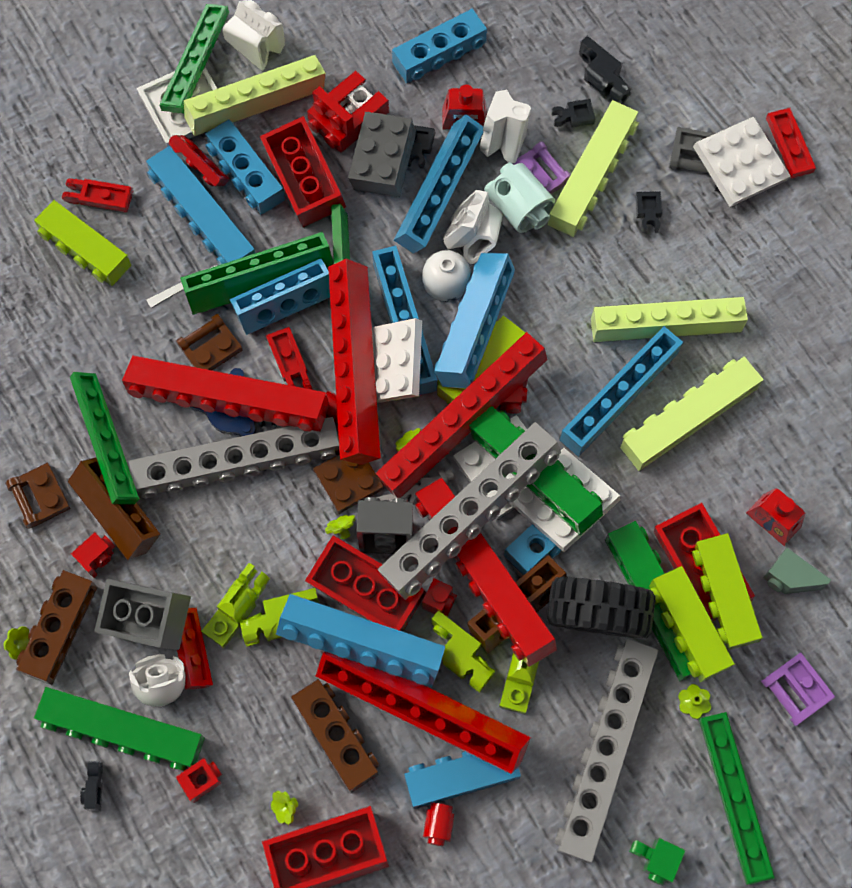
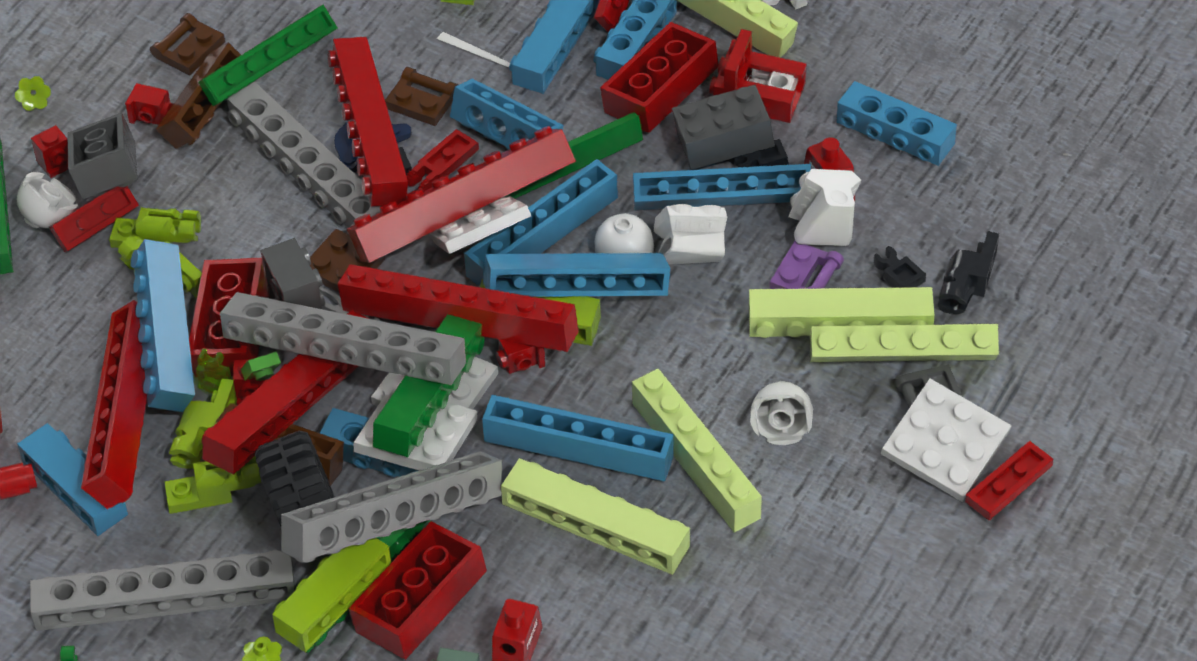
camera: 65 degrees right, 20 degrees down
(59, 642) = (67, 109): reddish brown brick -> none
(99, 652) = (51, 151): none -> red brick
(223, 282) = (477, 60): green brick -> none
(352, 775) = (61, 362): reddish brown brick -> none
(418, 624) = (211, 371): none -> clear neon green plate
(452, 583) = (261, 367): none -> bright green plate
(520, 197) = (751, 256): light aqua cylinder -> none
(647, 144) = (904, 343): none -> yellowish green brick
(650, 208) = (826, 381): black plate -> none
(657, 550) = (390, 506): none -> light grey brick
(666, 247) = (781, 413): none -> white cylinder
(728, 592) = (383, 601): lime brick -> none

